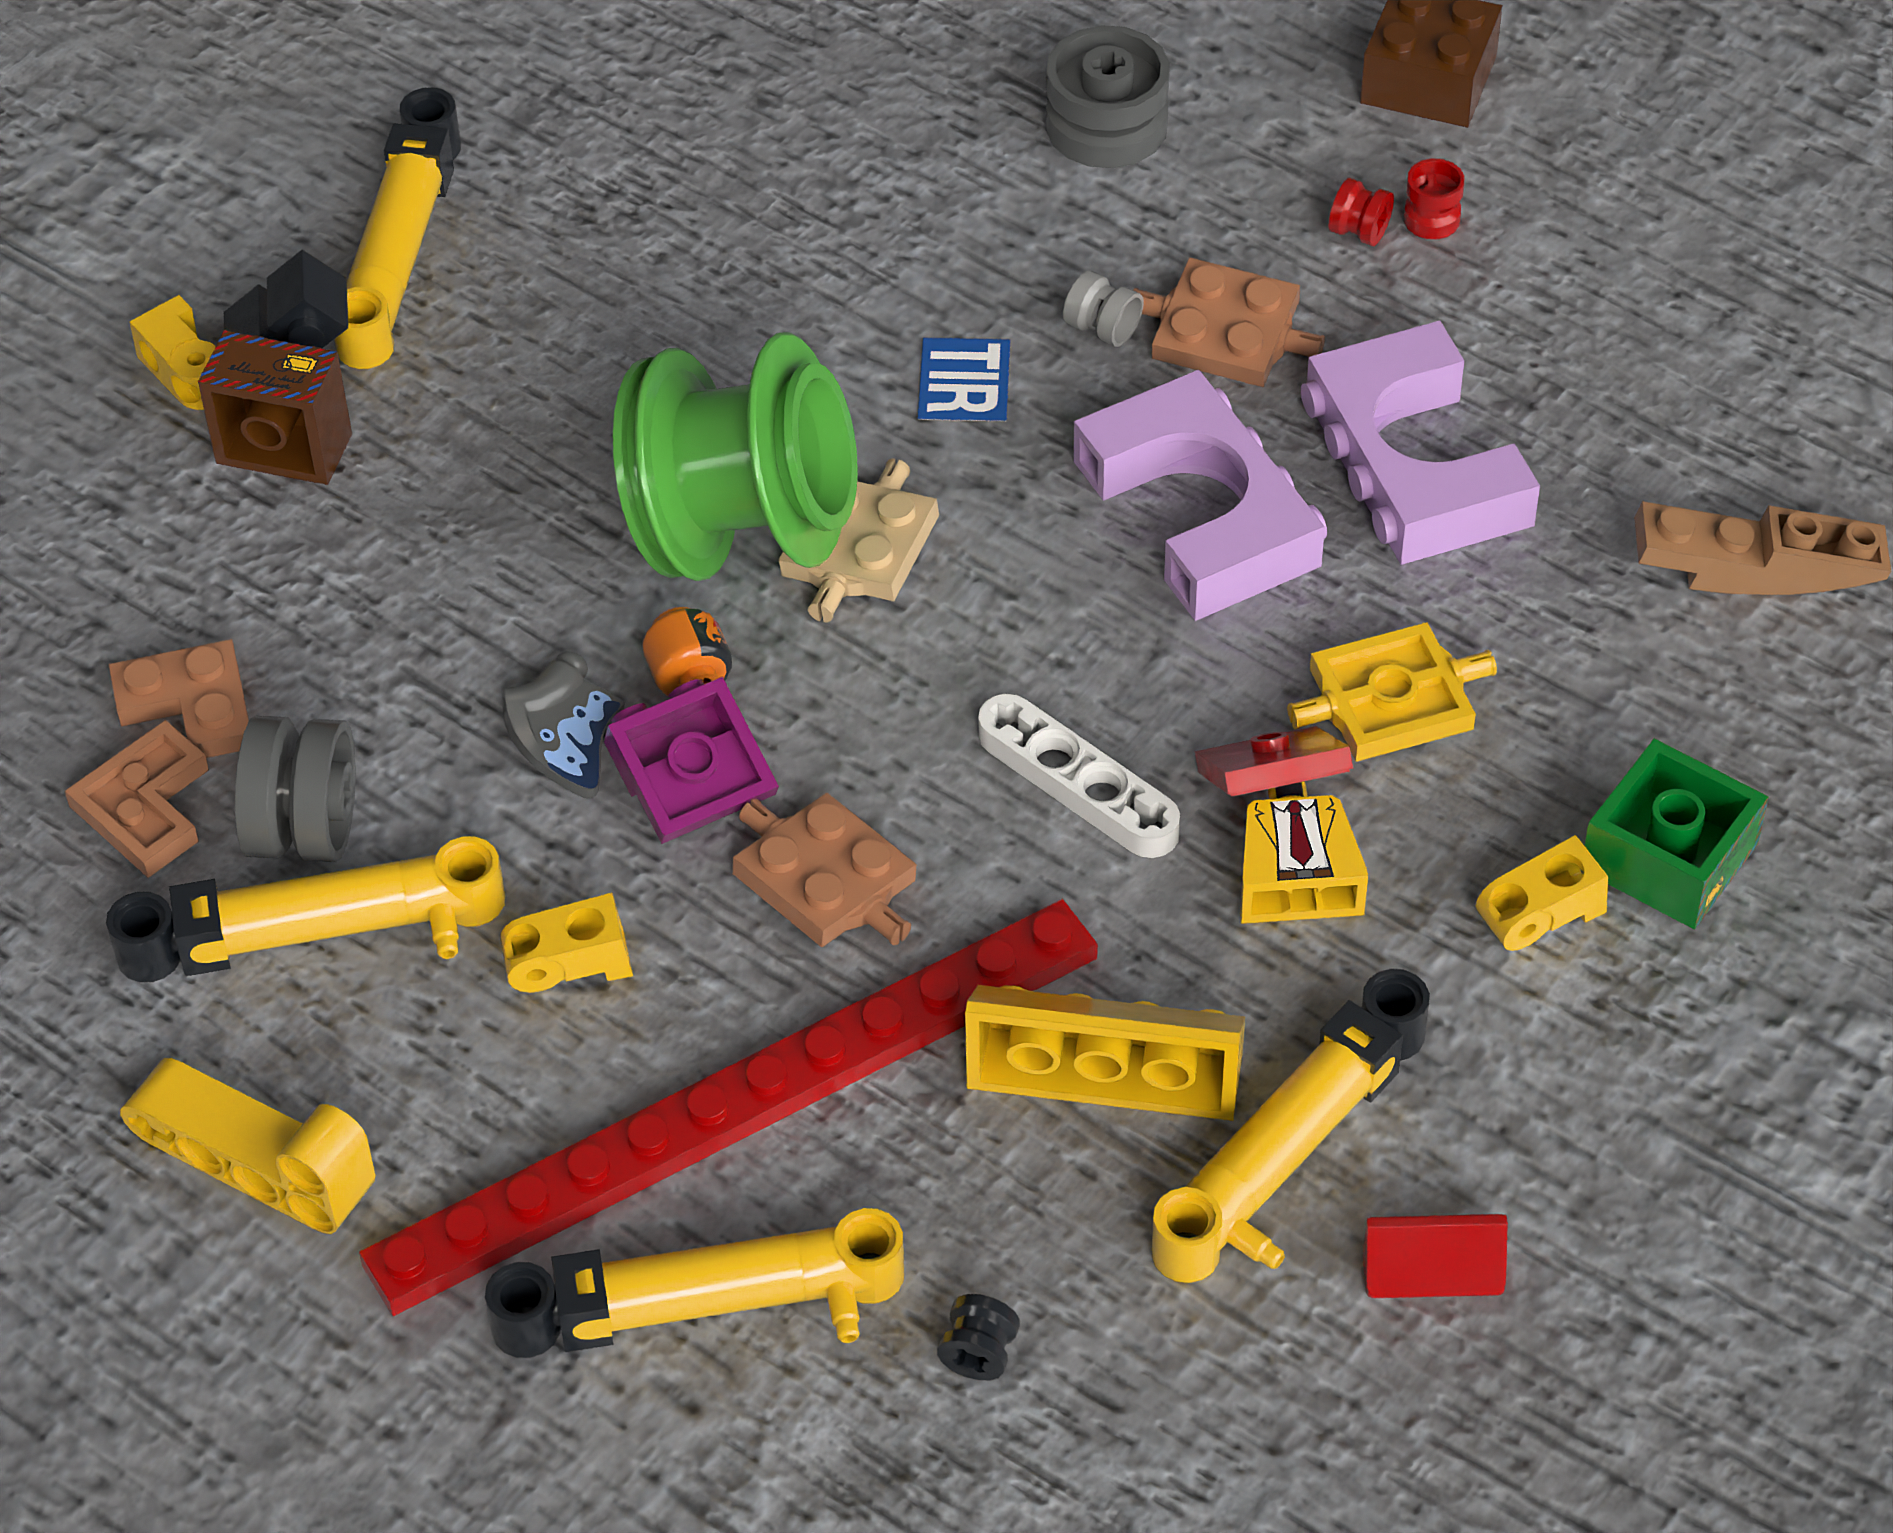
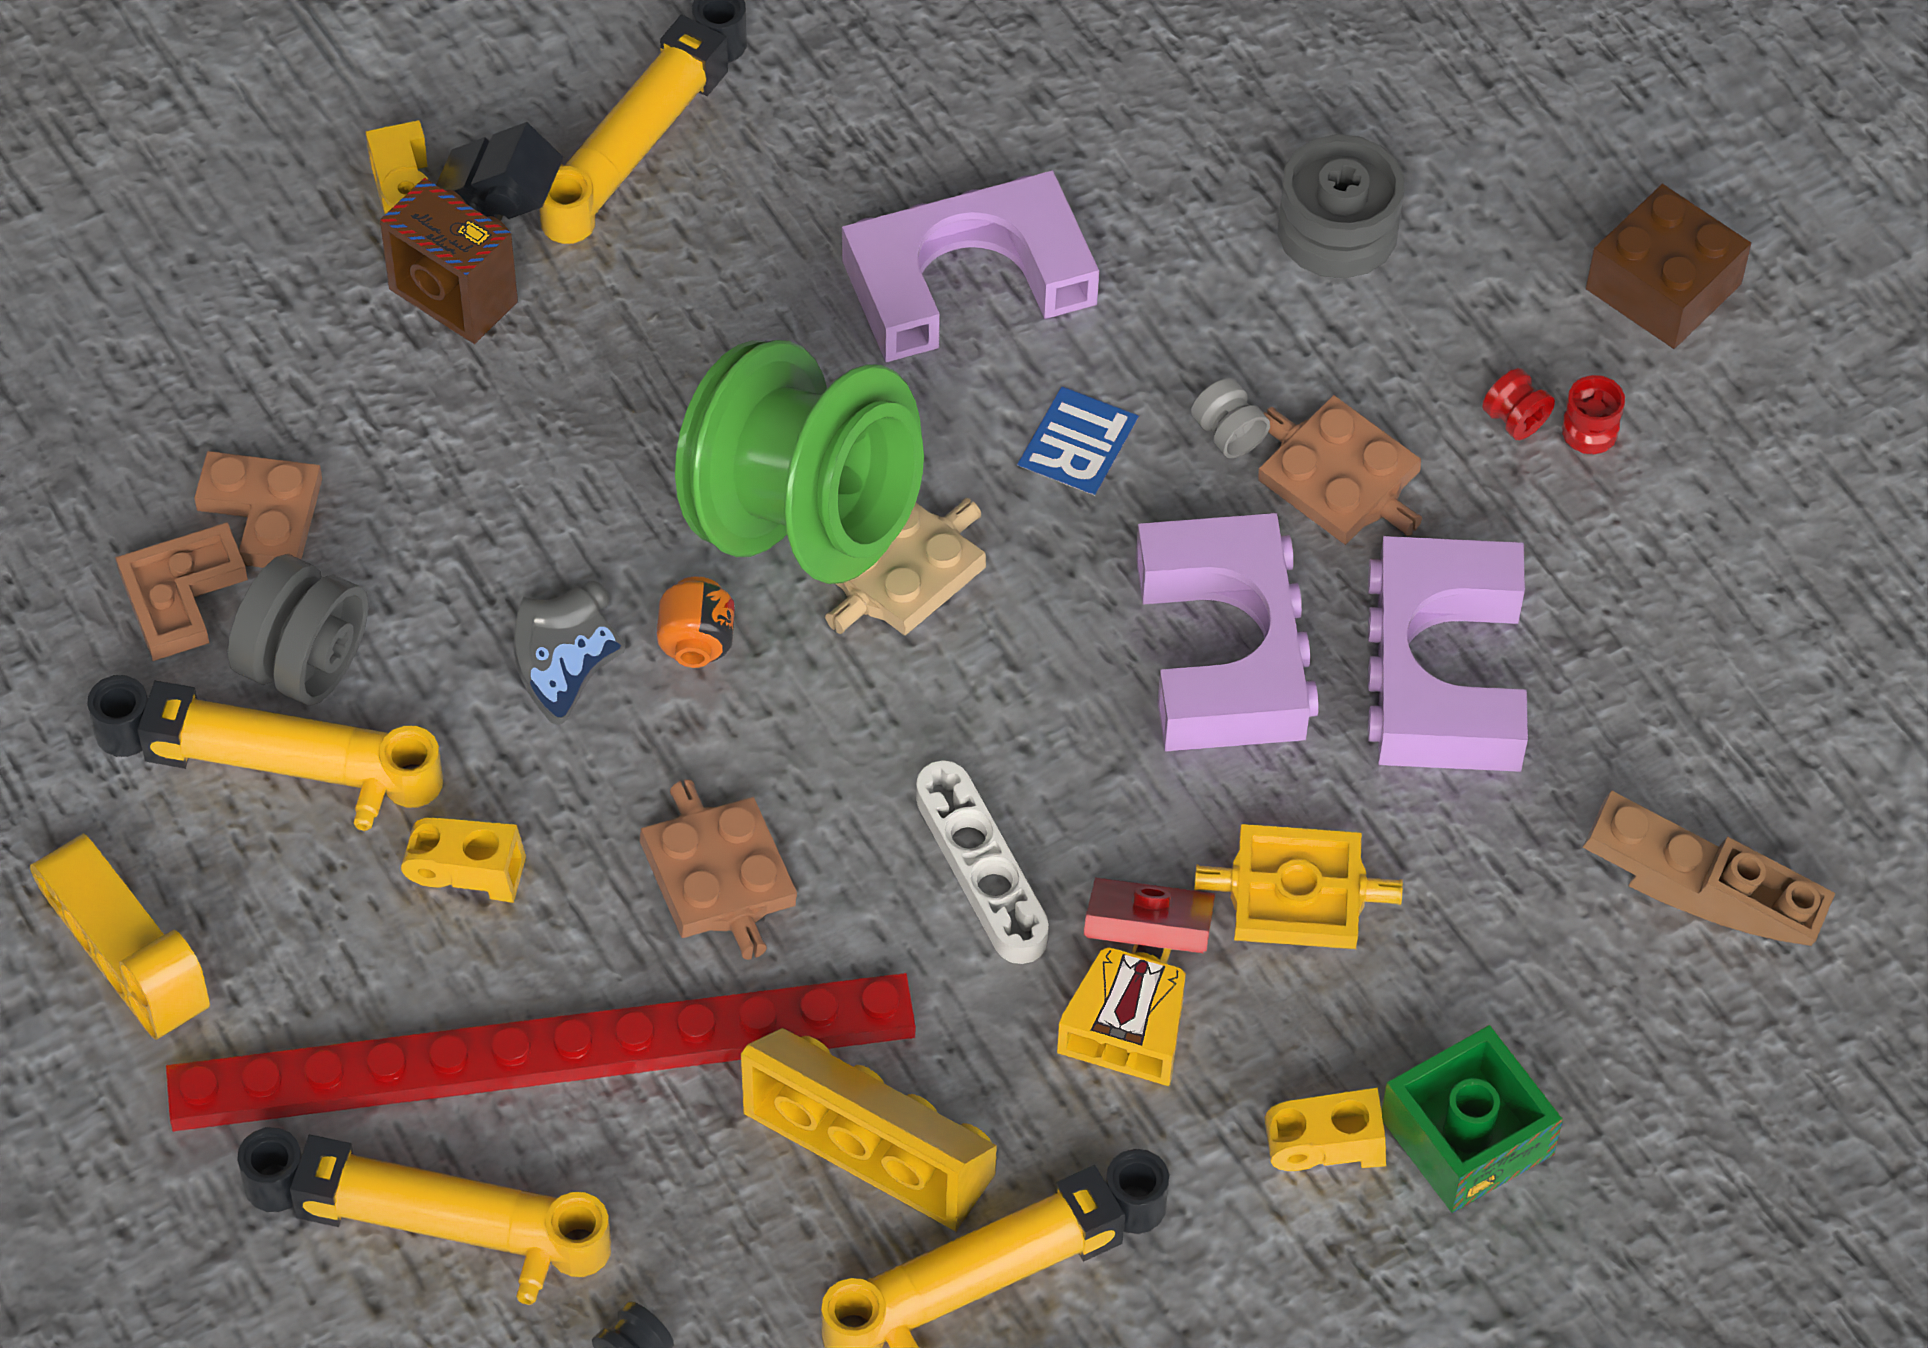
camera: 20 degrees right, 5 degrees up
(689, 758) = (648, 722): magenta plate -> none
(811, 203) = (1017, 219): none -> lavender arch

